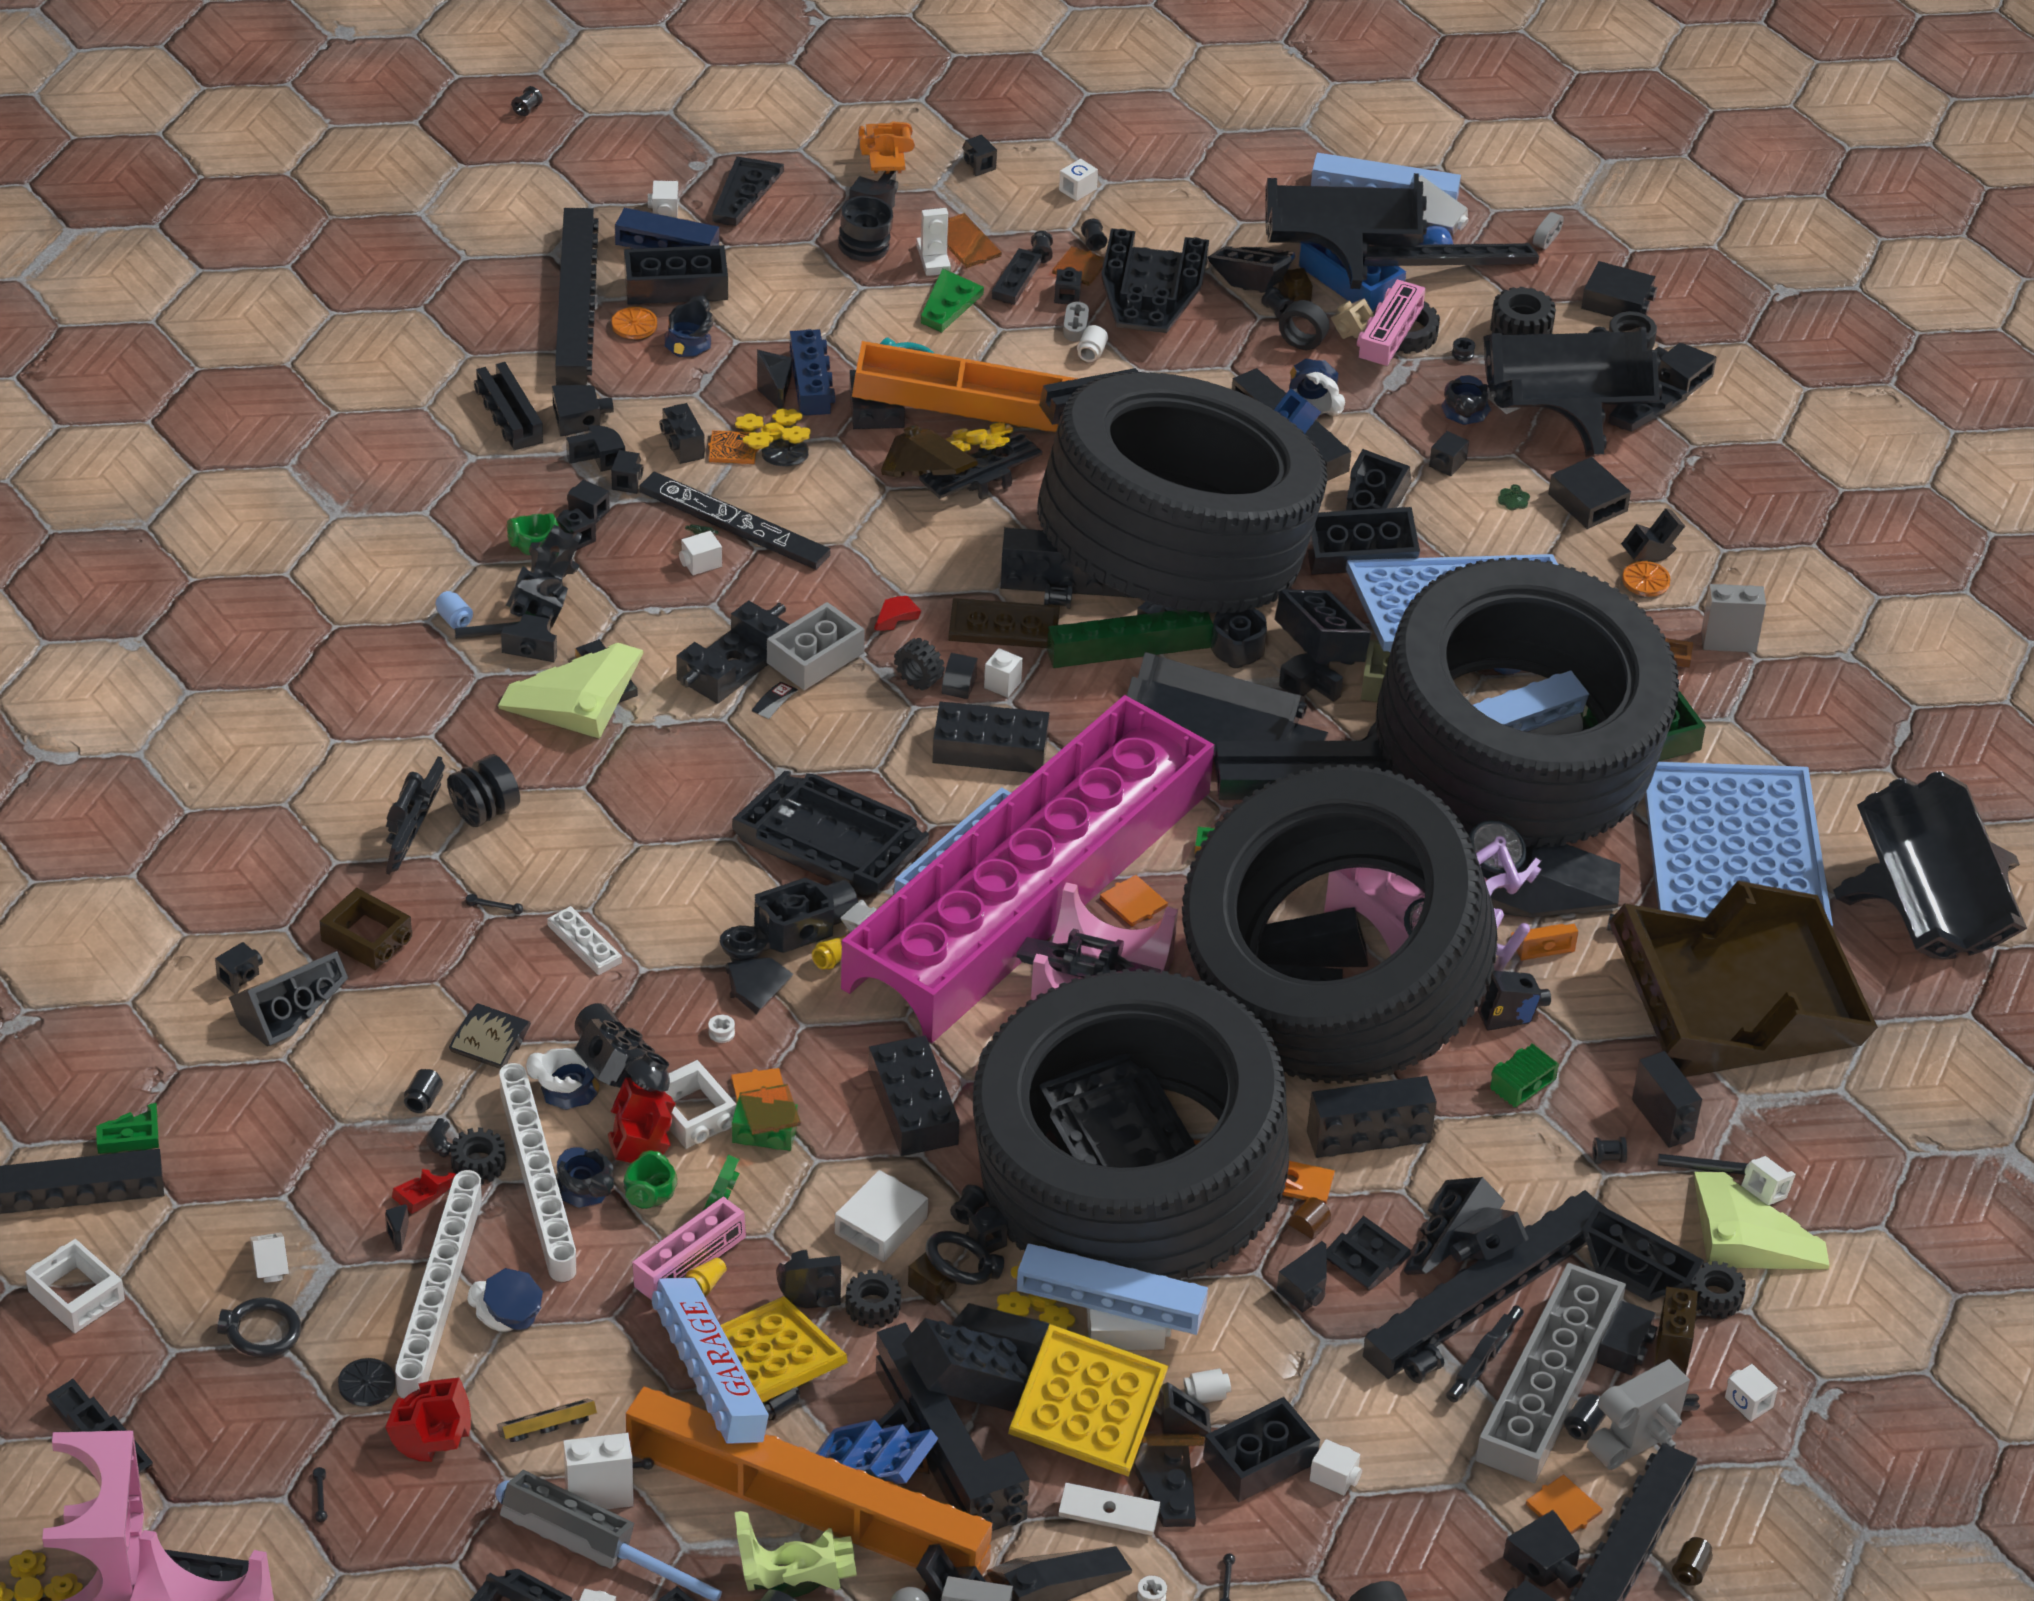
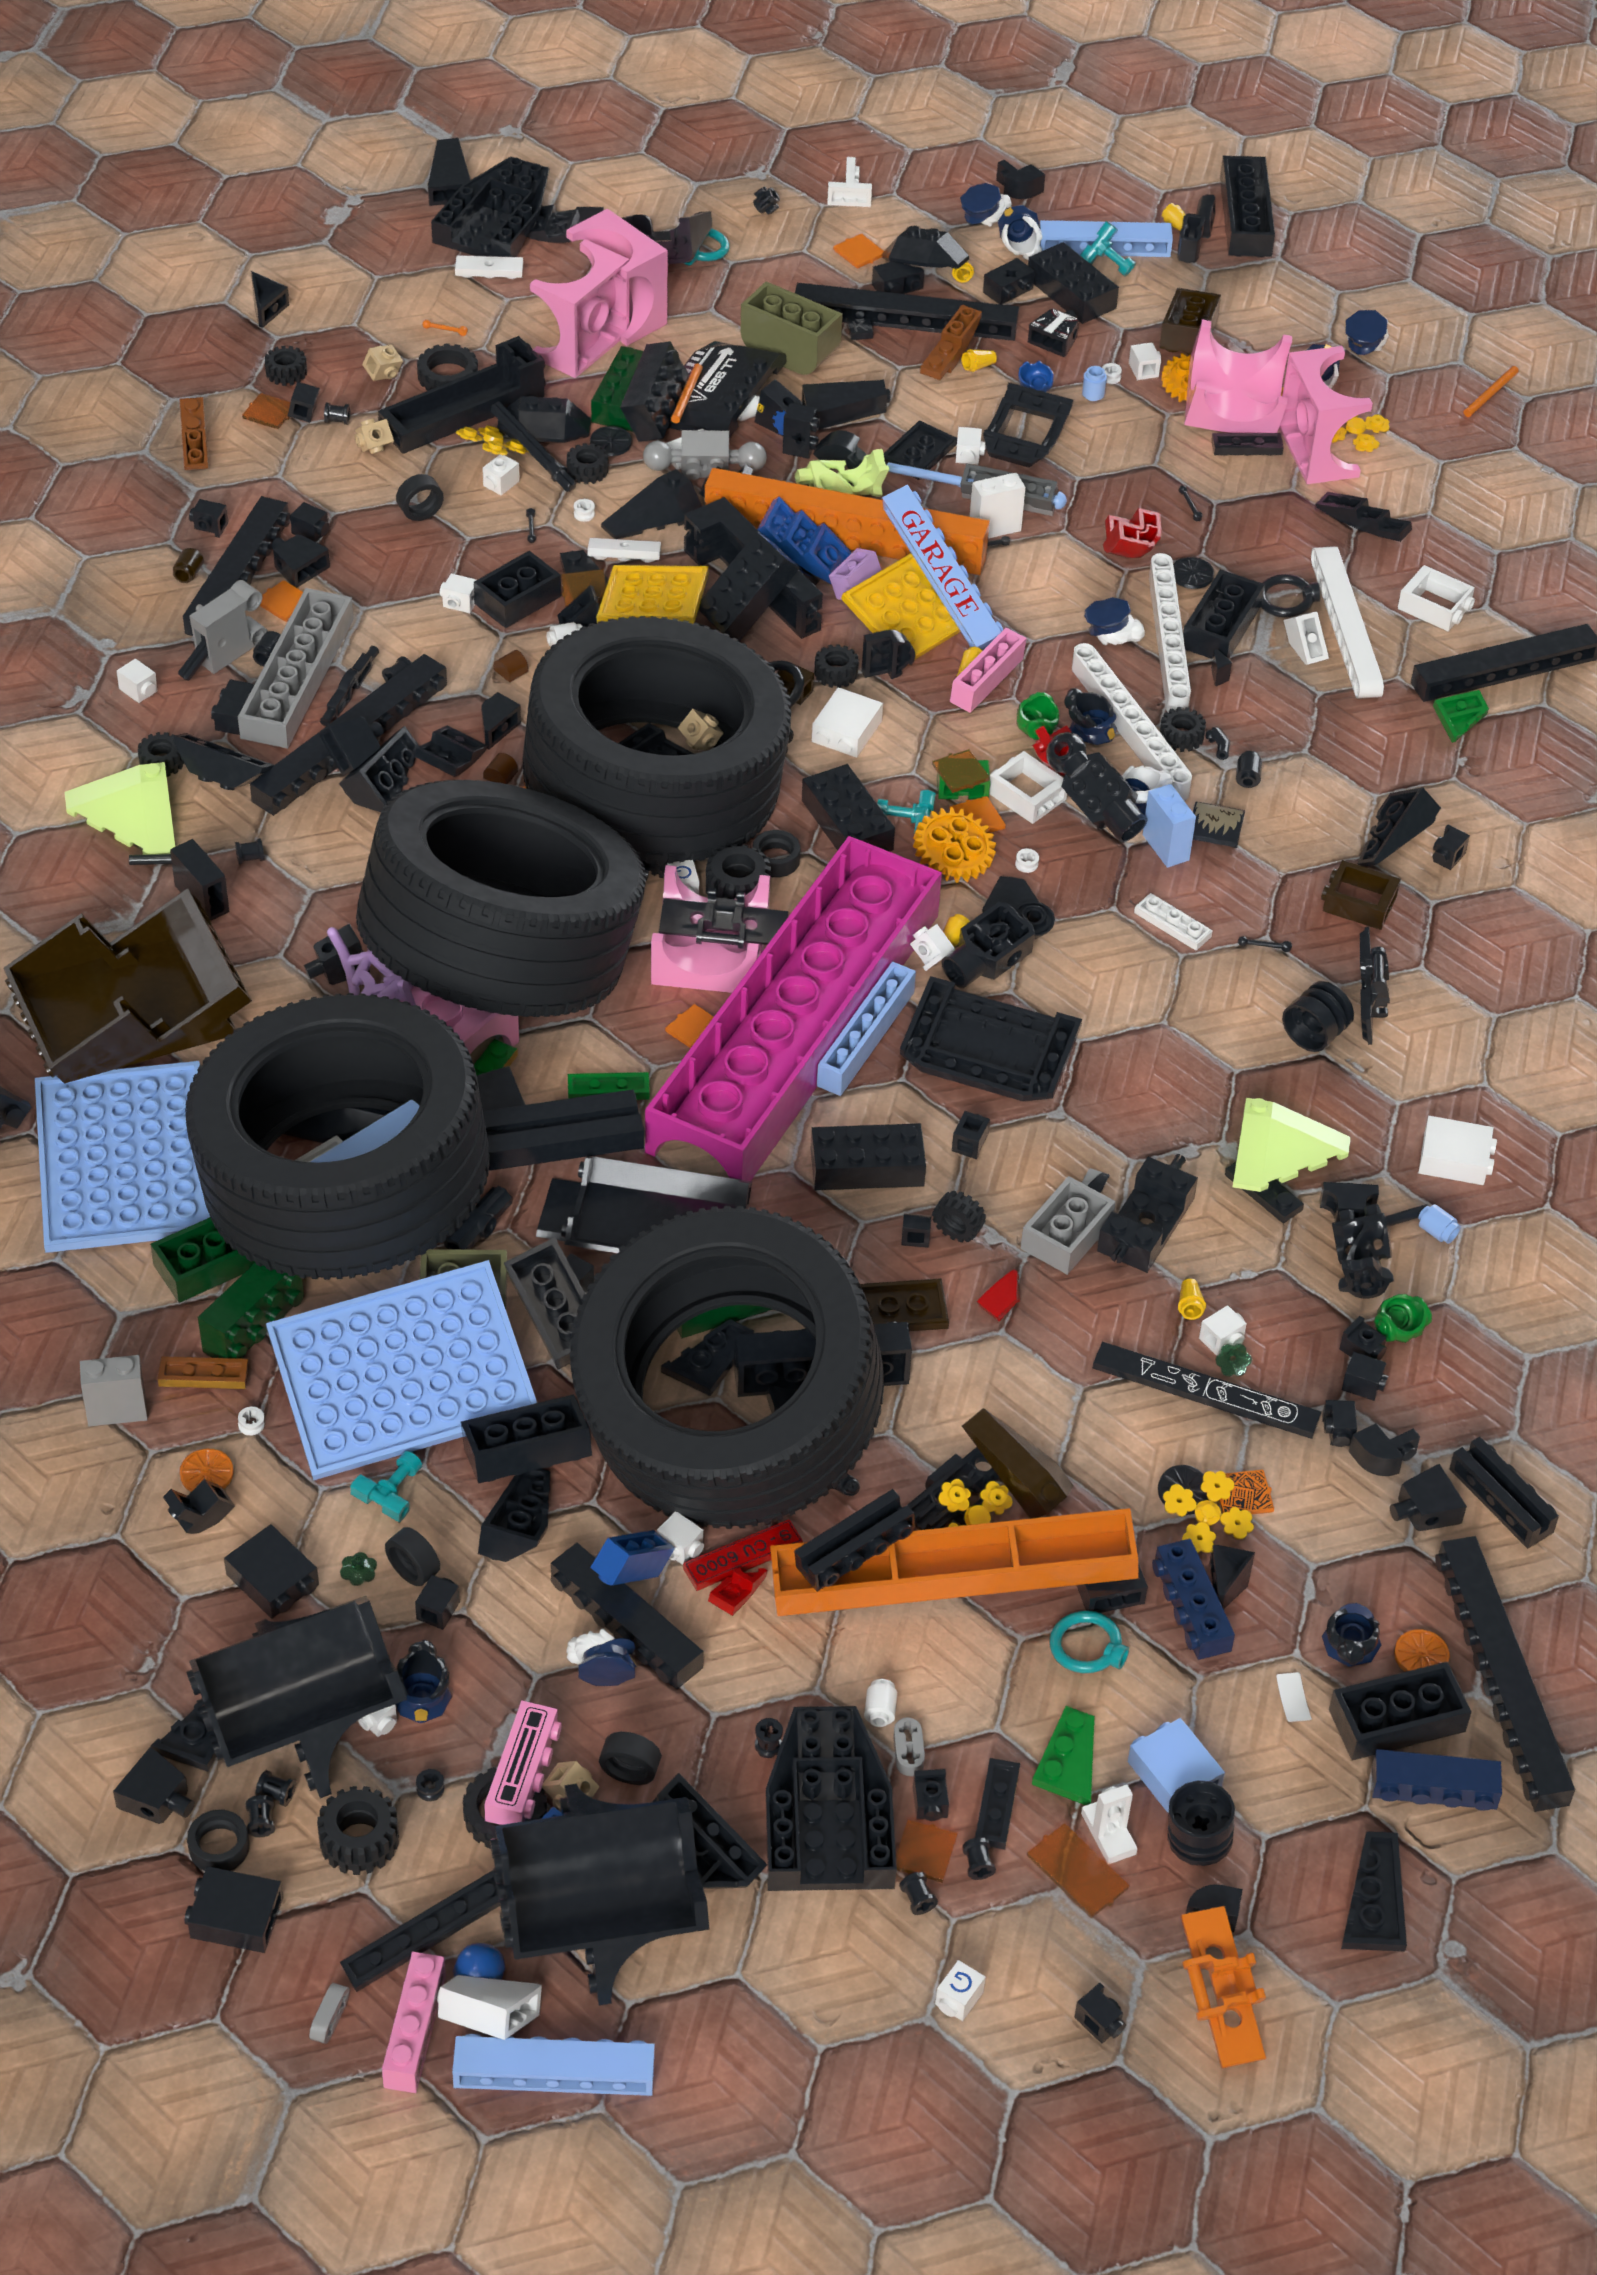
camera: 170 degrees right, 5 degrees up
(205, 1274) = (1347, 622): none -> white beam
(363, 1285) = (1223, 615): none -> black brick
(402, 669) = (1457, 1150): none -> white brick
(422, 1191) = (1217, 703): red slope -> none
(547, 1420) = (1050, 556): pearl gold plate -> none
(554, 1005) = (1169, 825): none -> light blue brick
(664, 198) = (1465, 1851): white brick -> none
(683, 433) = (1301, 1481): black brick -> none
(720, 581) = (1191, 1300): none -> yellow cone
(725, 1180) = (980, 710): green wing -> none
(752, 312) = (1293, 1697): none -> white sticker
(784, 1050) = (954, 844): none -> light orange gear
(816, 1409) = (854, 570): none -> lavender brick
(830, 1092) = (924, 808): none -> teal bar
(868, 275) = (1172, 1759): none -> light blue brick
(876, 750) = (970, 1134): none -> black brick
(1003, 672) = (873, 1230): white brick -> none
(1188, 333) = (764, 1737): none -> black bush
(1282, 1359) = (511, 665): none -> reddish brown brick
(1478, 468) = (412, 1556): none -> black tyre
(1487, 209) = (413, 2023): none -> bright pink brick
(1487, 538) = (385, 1491): none -> teal bar
(1523, 1075) = (325, 903): green brick -> none
(1676, 1327) = (198, 689): dark brown window -> none
(1767, 1180) = (112, 838): white brick -> none

